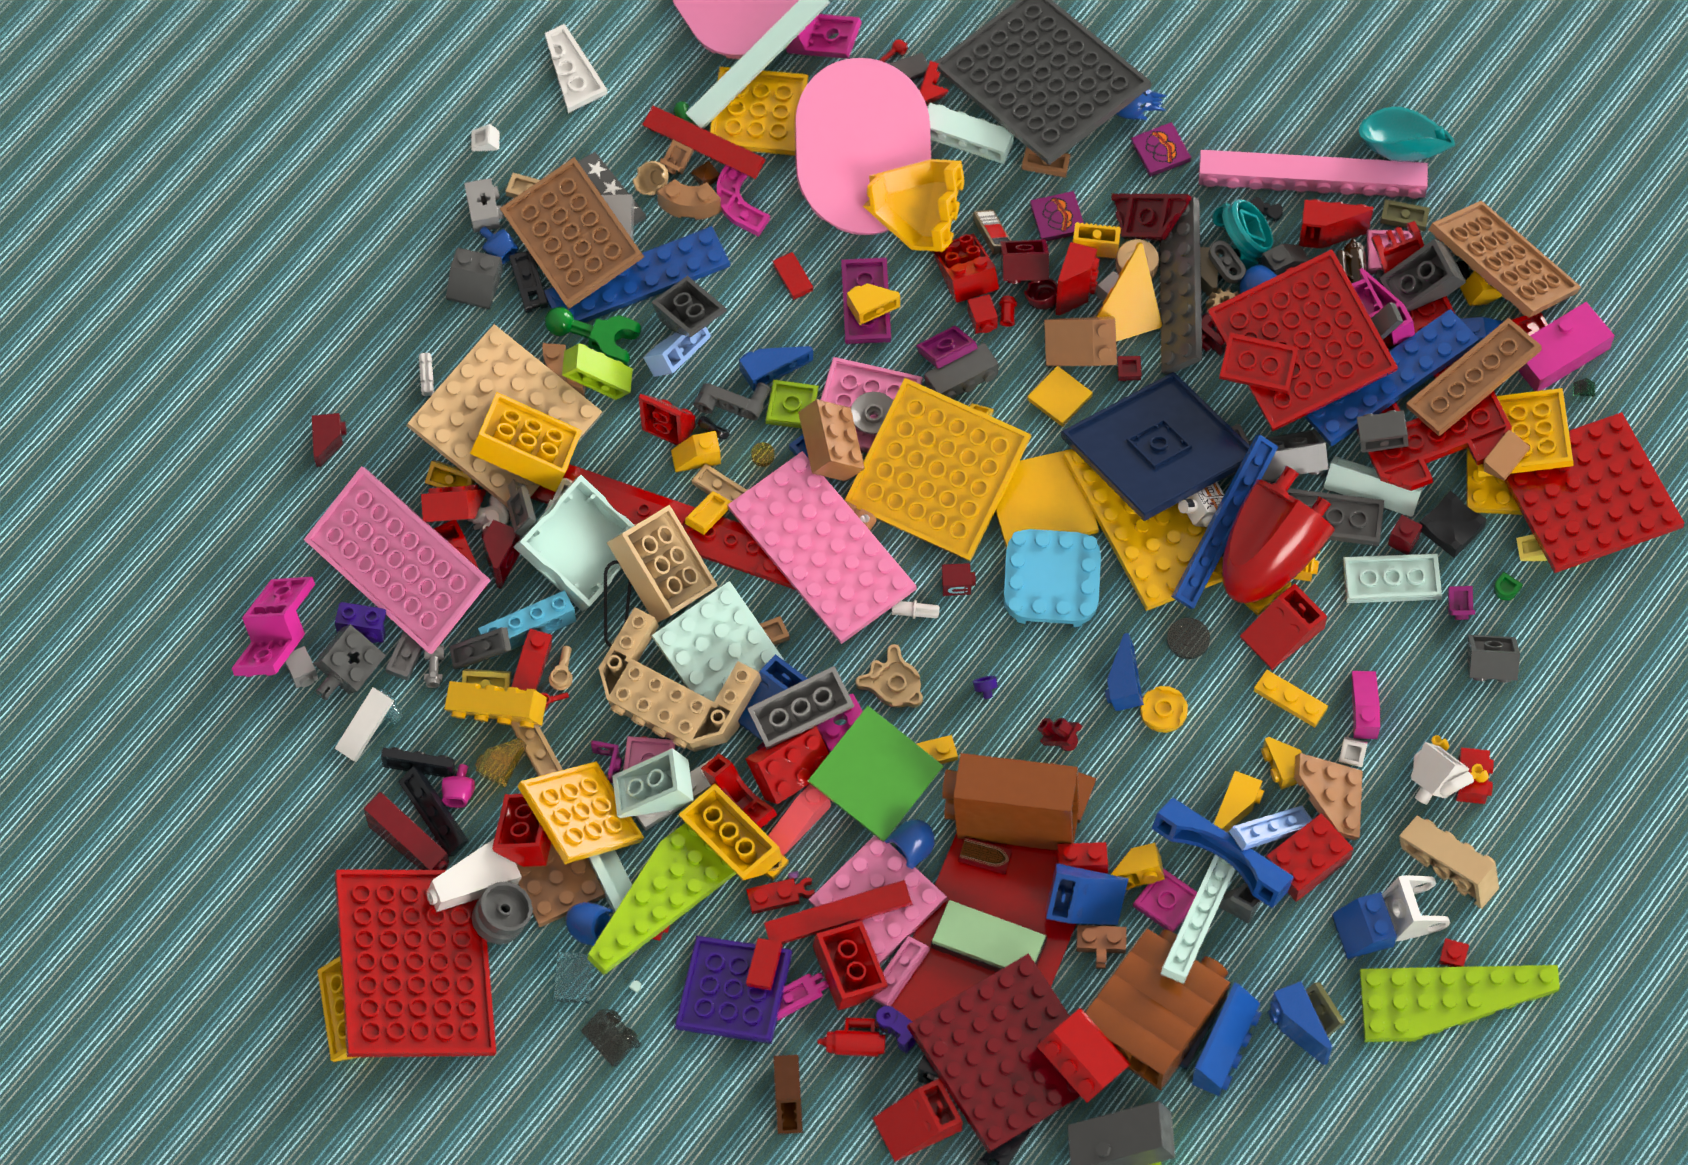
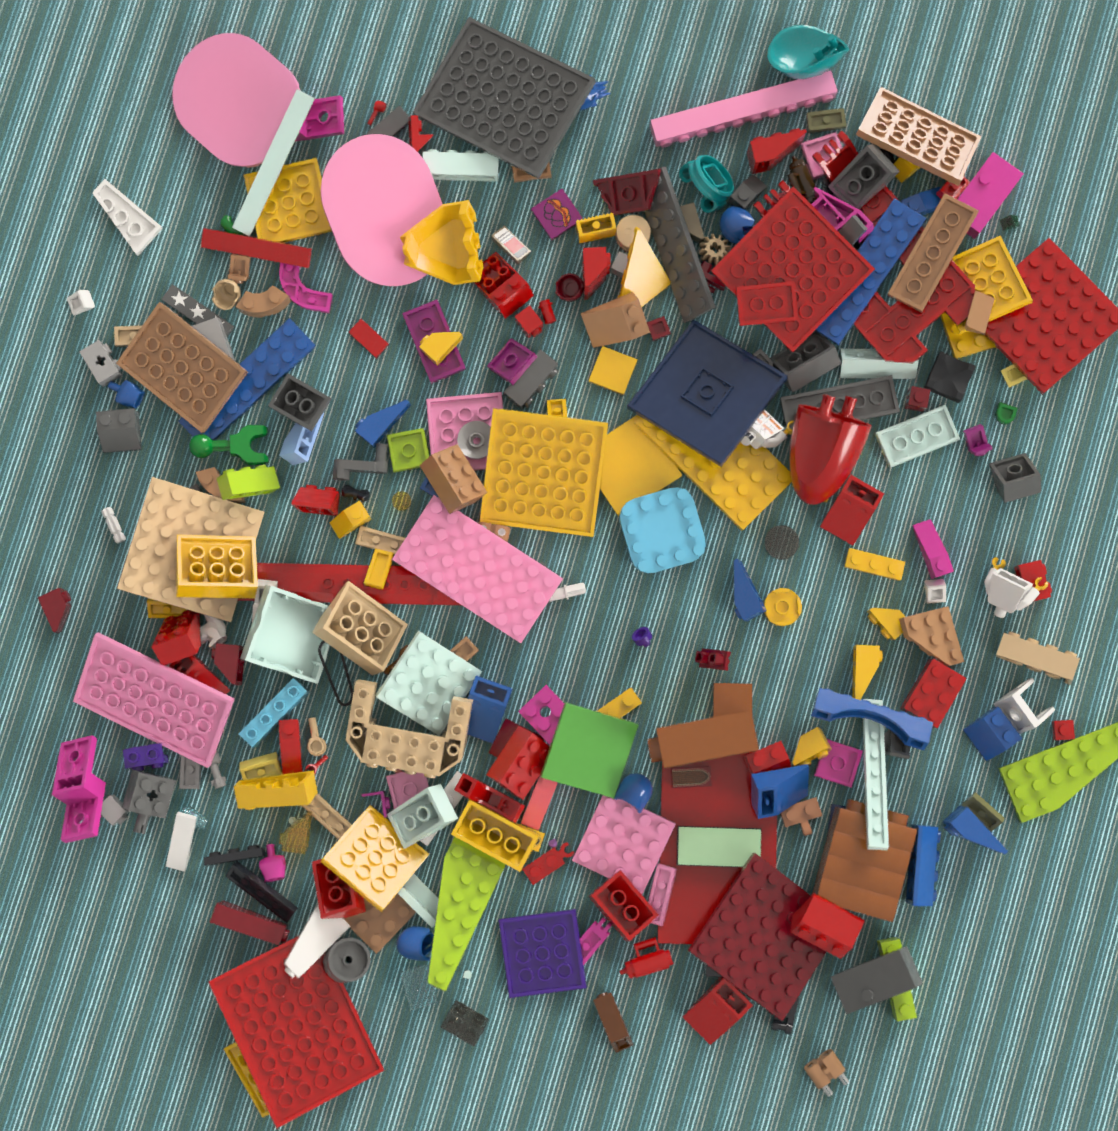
camera: 20 degrees left, 20 degrees up
(480, 648) = (246, 749): dark grey tile -> none
(520, 508) = (233, 626): dark grey hinge -> none
(528, 281) = (162, 417): black plate -> none
(705, 173) = (267, 272): reddish brown slope -> none
(764, 964) = (559, 930): red tile -> none
(800, 707) = (515, 721): light grey slope -> none
(838, 913) = (599, 868): red tile -> none
(893, 682) = (571, 657): tan tile -> none
(895, 1023) = (676, 940): dark purple leg -> none
(957, 579) = (590, 556): dark red brick -> none
(1024, 261) = (547, 266): dark red brick -> none
(1160, 149) = (616, 126): magenta tile -> none
(1217, 533) = (780, 442): blue plate -> none
(1227, 263) = (706, 213): dark grey plate -> none
(1270, 827) = (900, 683): light blue tile -> none
(1274, 211) = (722, 152): black piece -> none
(1382, 431) = (876, 322): dark grey brick -> none

